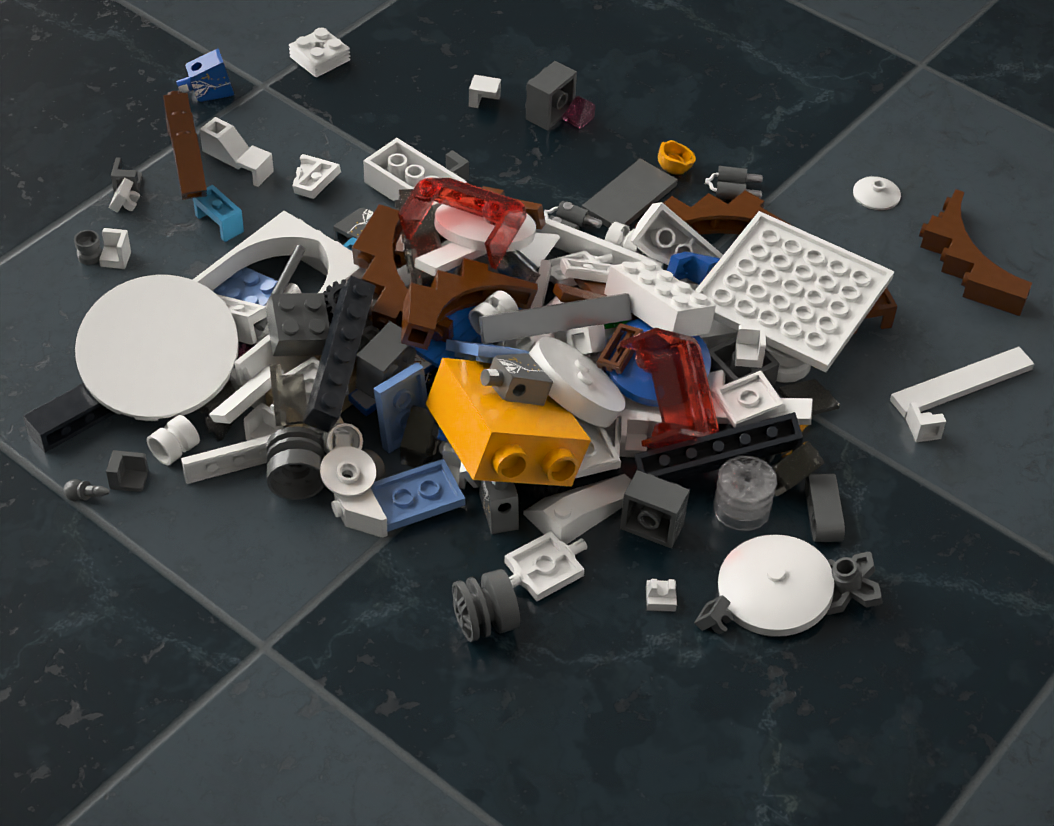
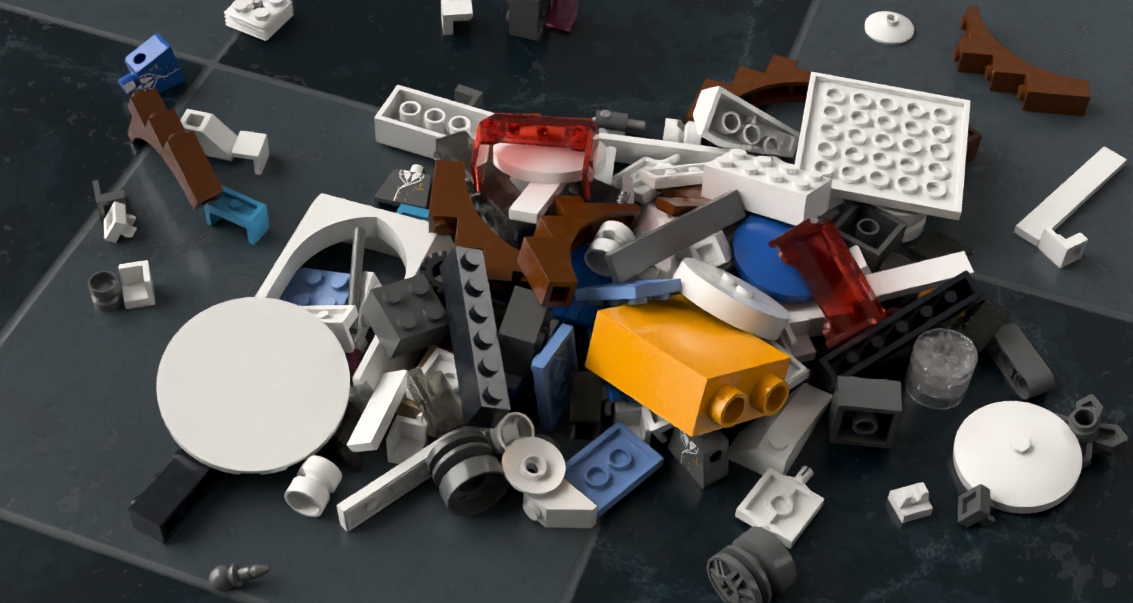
camera: 20 degrees left, 0 degrees up
(127, 471) = (277, 537): dark grey panel -> none
(314, 176) = (320, 147): white wing -> none
(517, 379) = (690, 312): dark grey torso -> none
(622, 355) = (751, 269): reddish brown tile -> none
(630, 194) = (656, 87): dark grey tile -> none
(673, 162) = (684, 38): light orange helmet -> none
(691, 266) = (771, 144): blue slope -> none
(732, 182) = (751, 50): dark grey piece -> none
(748, 400) = (902, 270): white tile -> none
(750, 346) = (877, 213): white panel -> none

